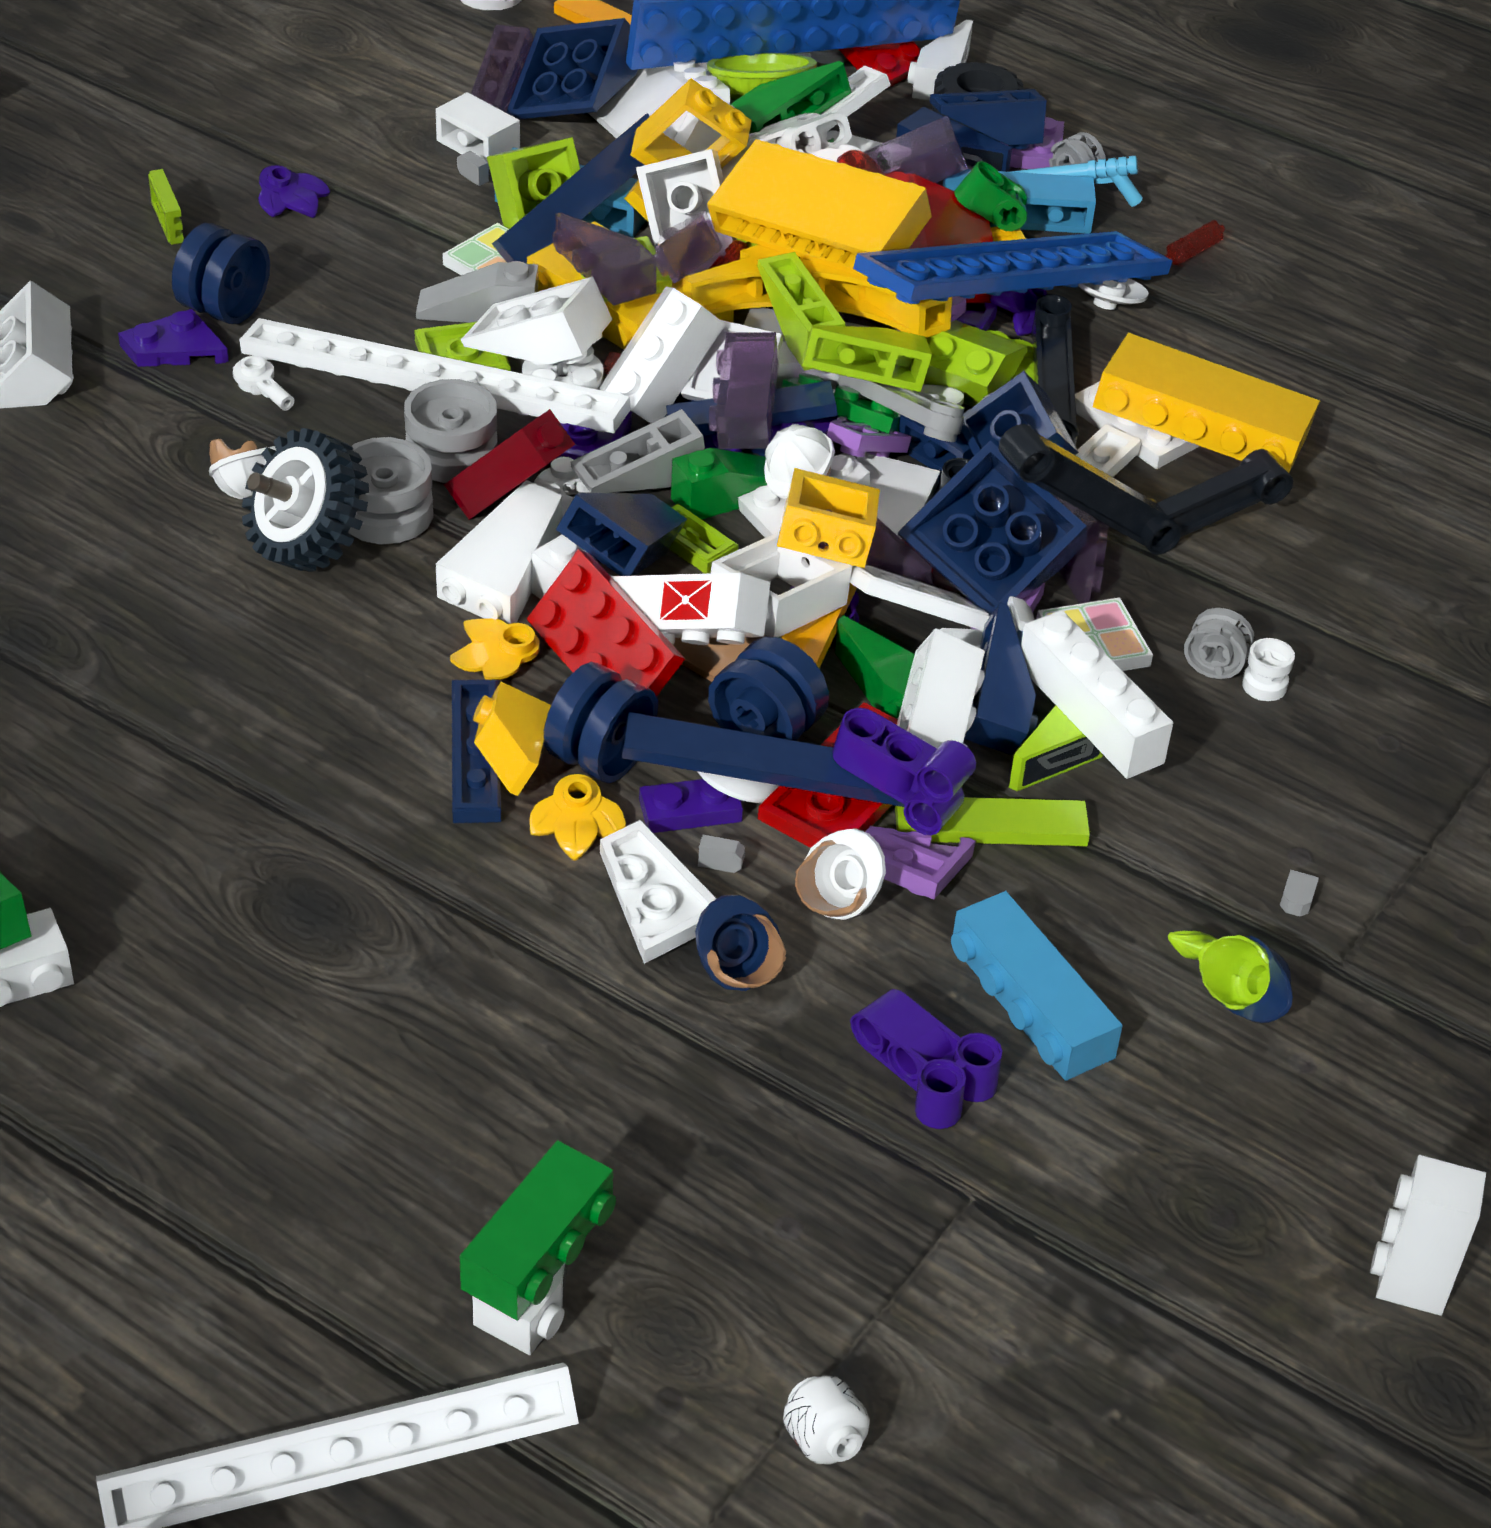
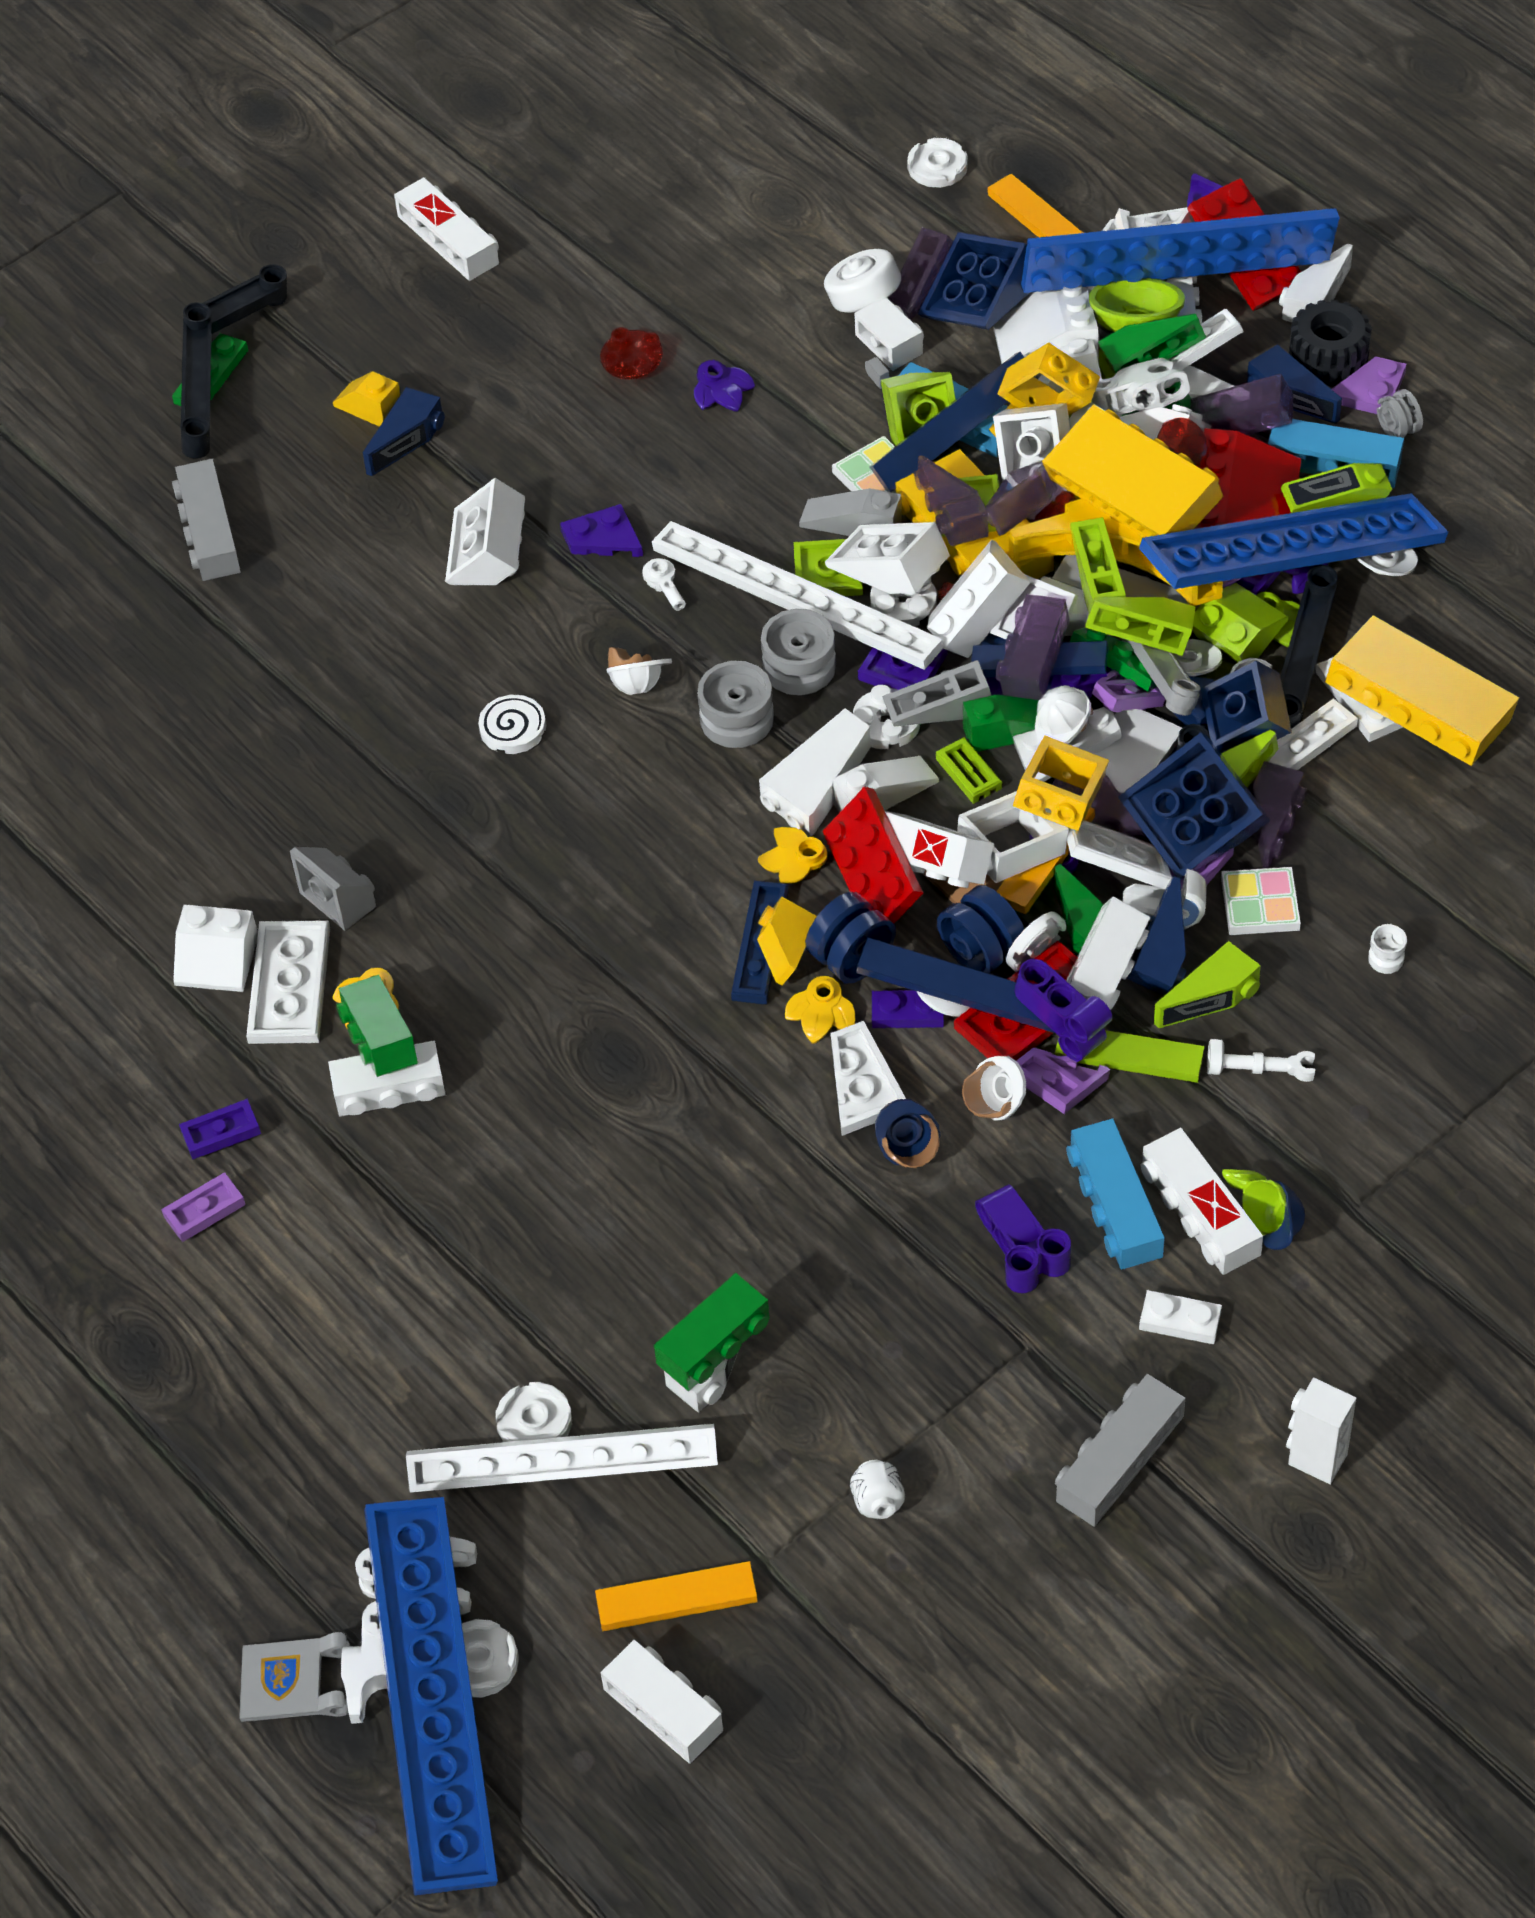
camera: 20 degrees right, 10 degrees up
(93, 543) = (512, 724): none -> white tile
(166, 206) = (617, 396): lime tile -> none
(184, 166) = (631, 353): none -> clear red dish
(220, 273) = (646, 478): dark blue wheel -> none
(282, 1392) = (533, 1413): none -> white tile
(305, 500) = (669, 713): wheel -> none
(435, 81) = (862, 280): none -> white wheel
(509, 464) = (833, 693): dark red slope -> none
(621, 529) = (907, 767): dark blue slope -> none
(721, 854) = (918, 1054): light grey piece -> none
(838, 698) = (1035, 939): none -> white tile
(993, 195) = (1303, 453): green piece -> none
(1007, 115) = (1335, 365): dark blue slope -> none
(1041, 219) = (1337, 487): none -> slope
(1096, 694) = (1226, 963): white brick -> none
(1103, 171) = (1413, 432): medium azure piece -> none
(1106, 814) = (1258, 1062): none -> white piece
(1143, 519) = (1335, 799): black piece -> none
(1150, 979) = (1201, 1201): none -> white brick
(1150, 1311) = (1119, 1449): none -> light grey brick
(1167, 1127) = (1180, 1317): none -> white plate
(1195, 242) = (1480, 509): clear red axle -> none
(1217, 645) = (1351, 922): light grey wheel -> none
(1298, 893) = (1345, 1144): light grey piece -> none

